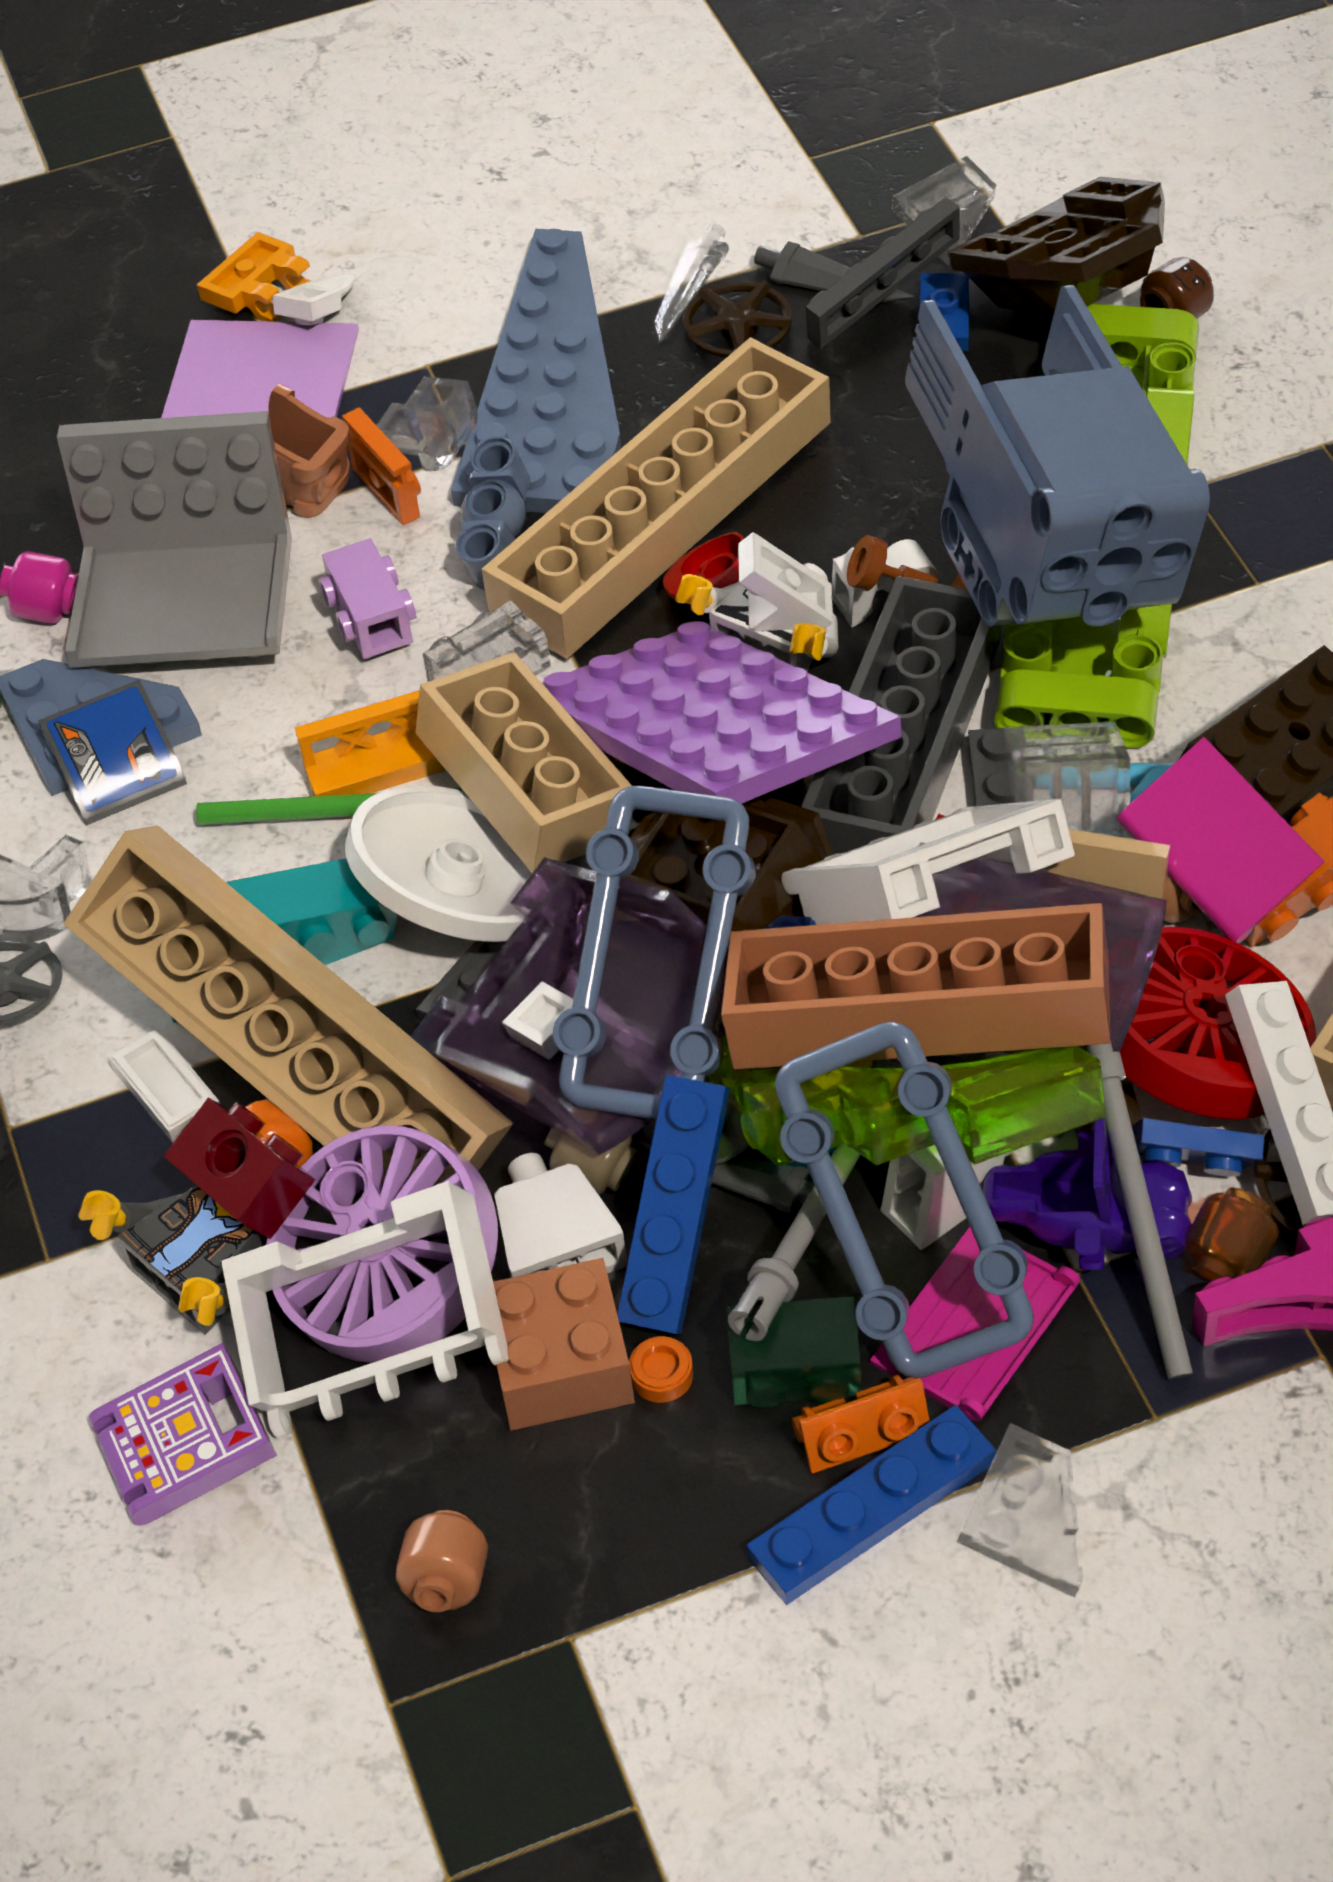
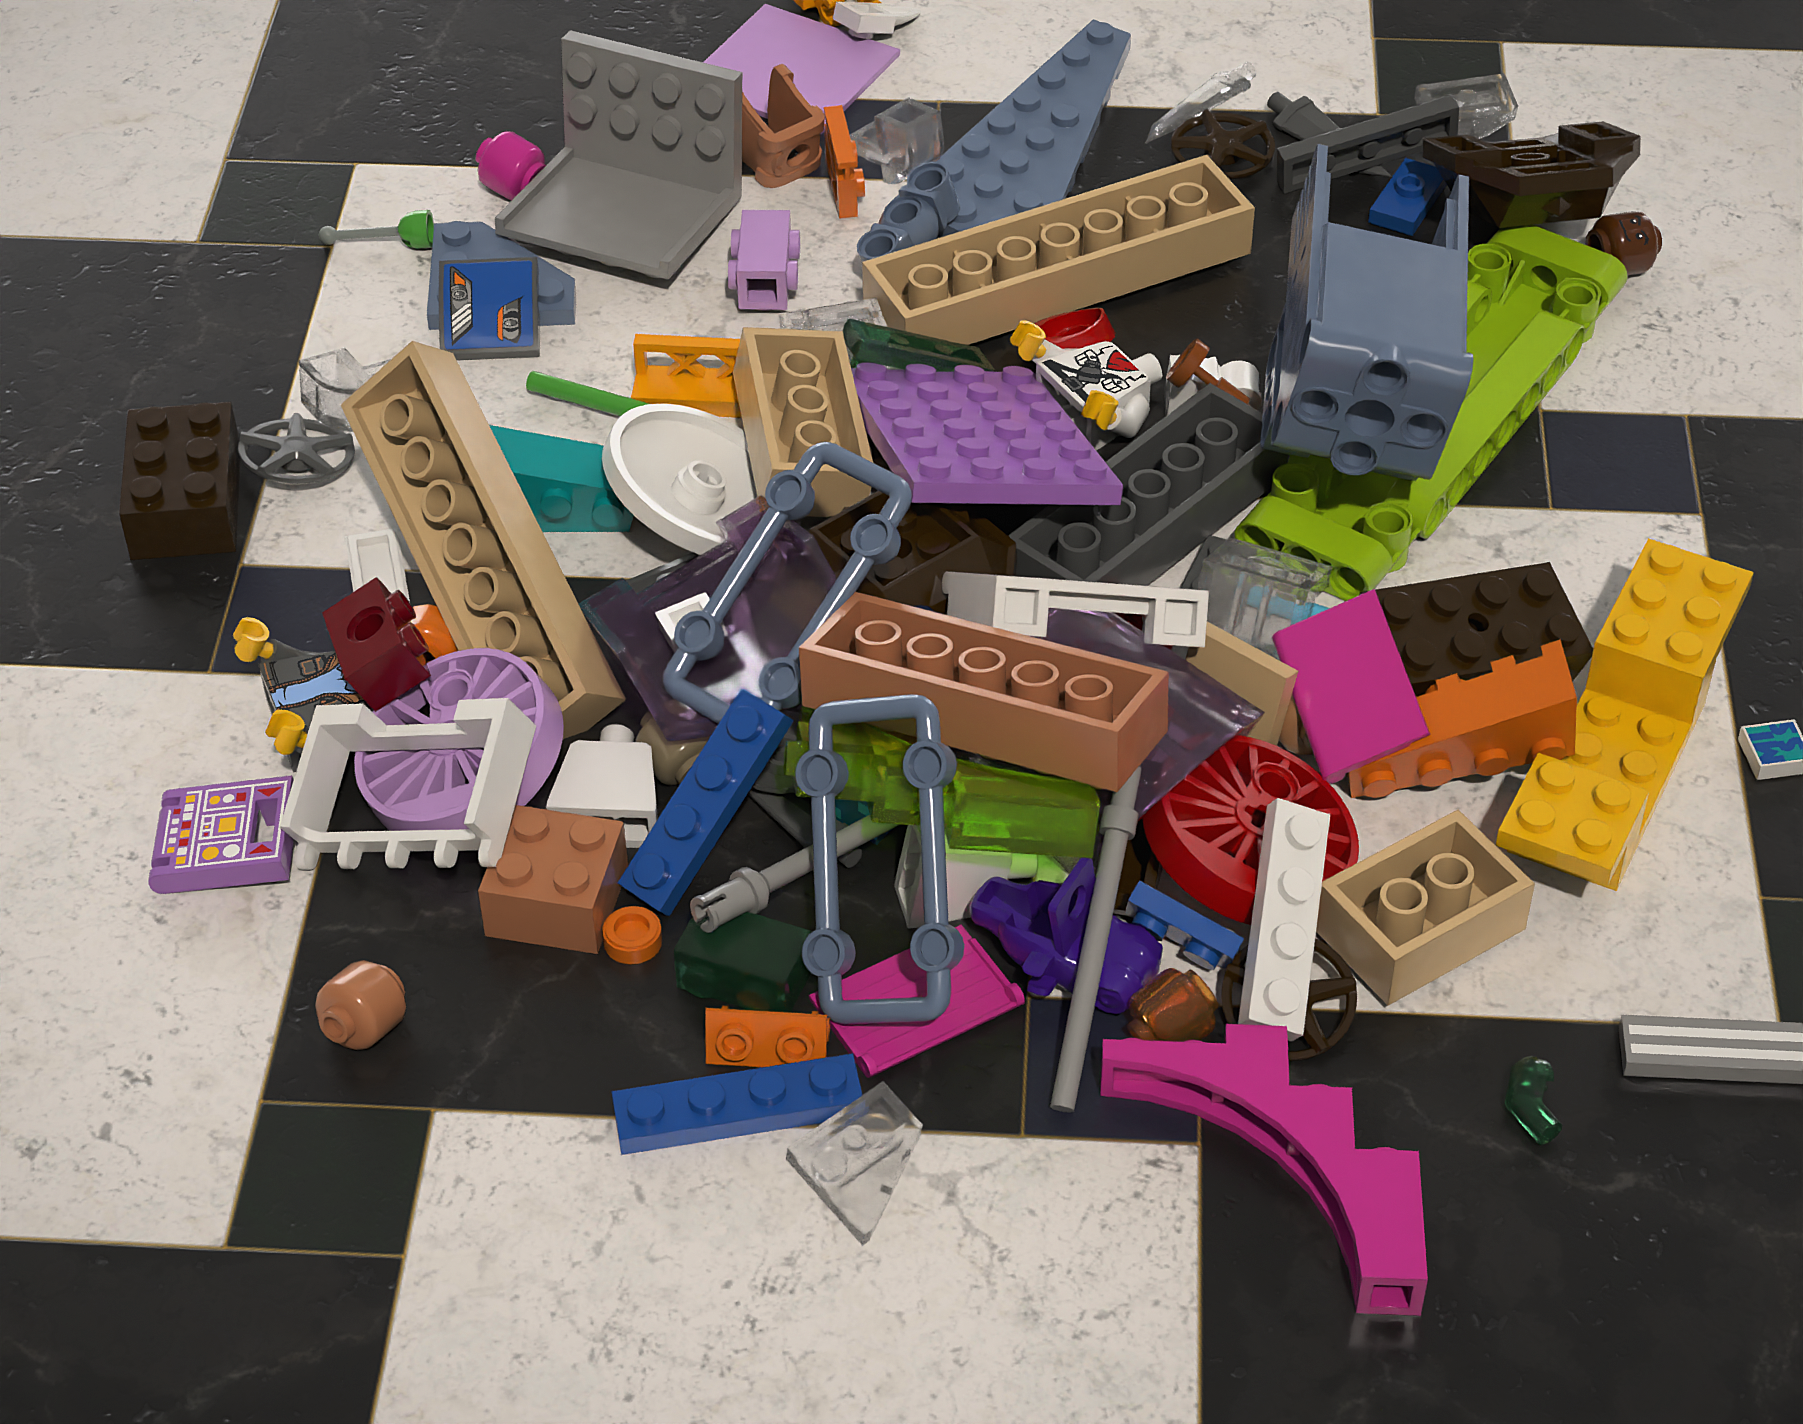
camera: 20 degrees right, 5 degrees down
(575, 645) = (900, 348): none -> clear green piece
(781, 588) = (1102, 357): white slope -> none

